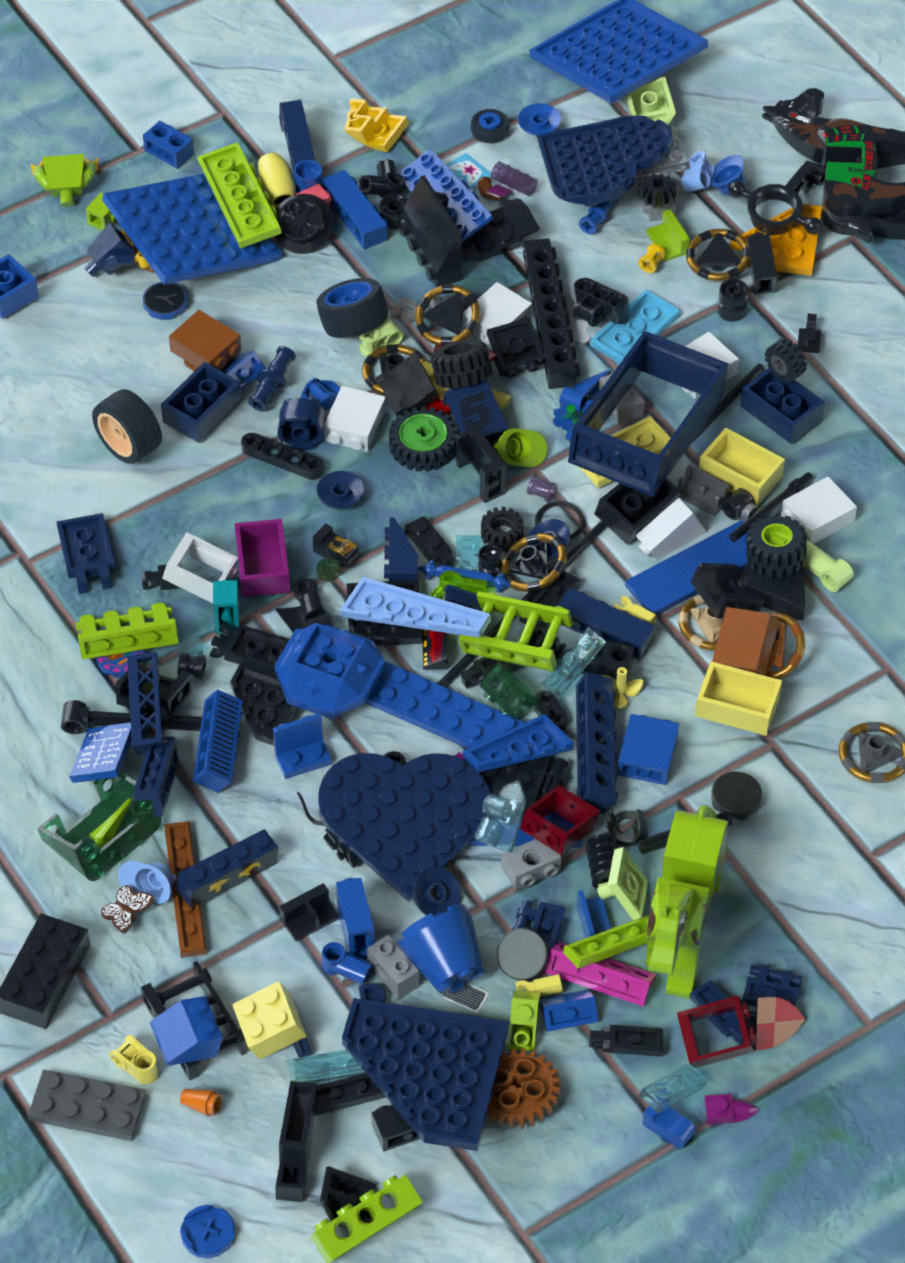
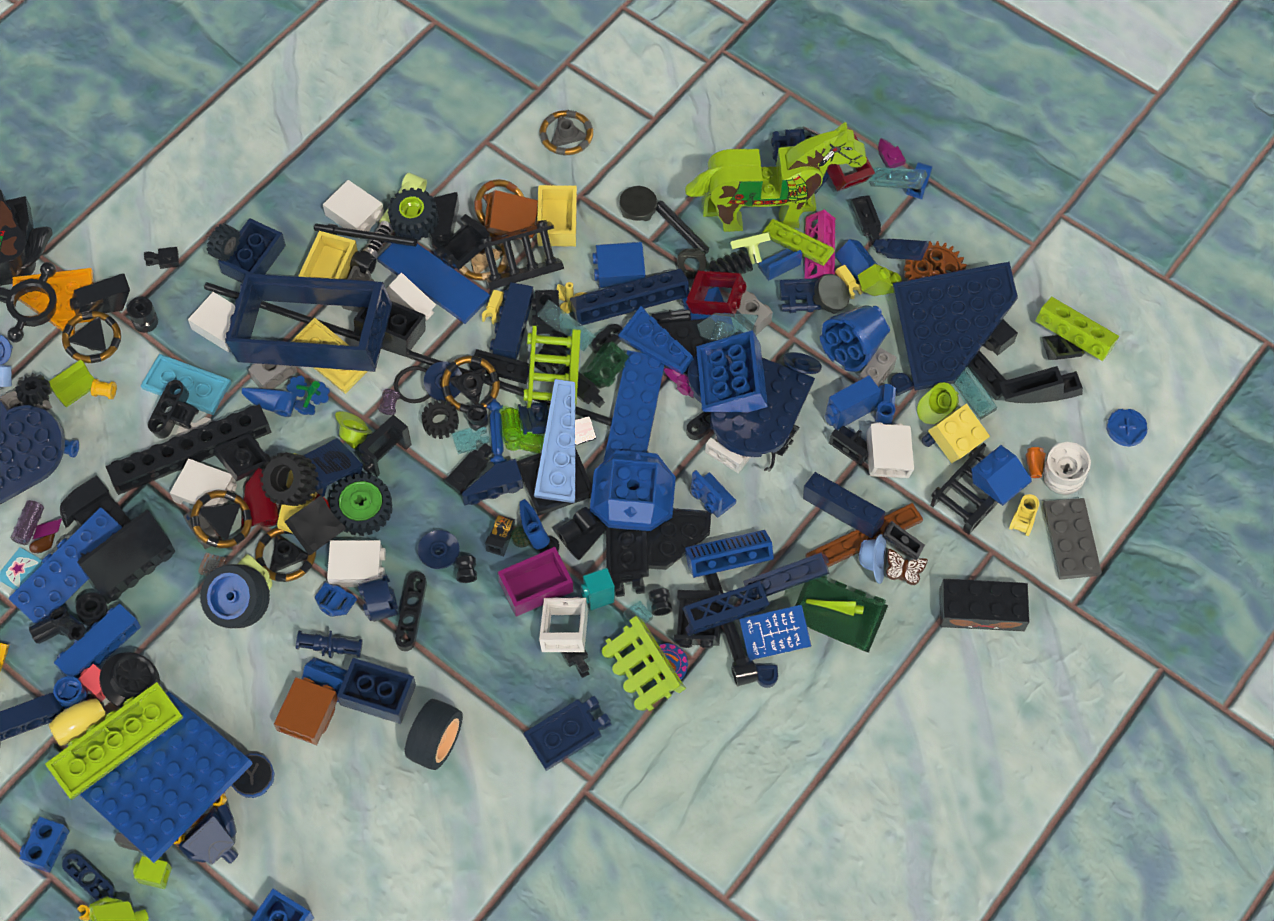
camera: 110 degrees left, 10 degrees up
(65, 742) = (767, 675): none -> dark blue tile
(135, 165) = (98, 878): none -> dark blue beam
(155, 912) = (903, 540): none -> black slope
(172, 1119) = (1068, 458): none -> white wheel
(280, 944) = (889, 450): none -> white brick
(307, 508) = (466, 570): none -> black wheel
(321, 1020) = (937, 403): none -> lime piece
(329, 572) = (533, 526): none -> blue piece
(430, 791) = (732, 374): none -> blue slope
(559, 1053) = (901, 248): none -> dark blue hinge
(670, 636) = (533, 268): none -> black fence

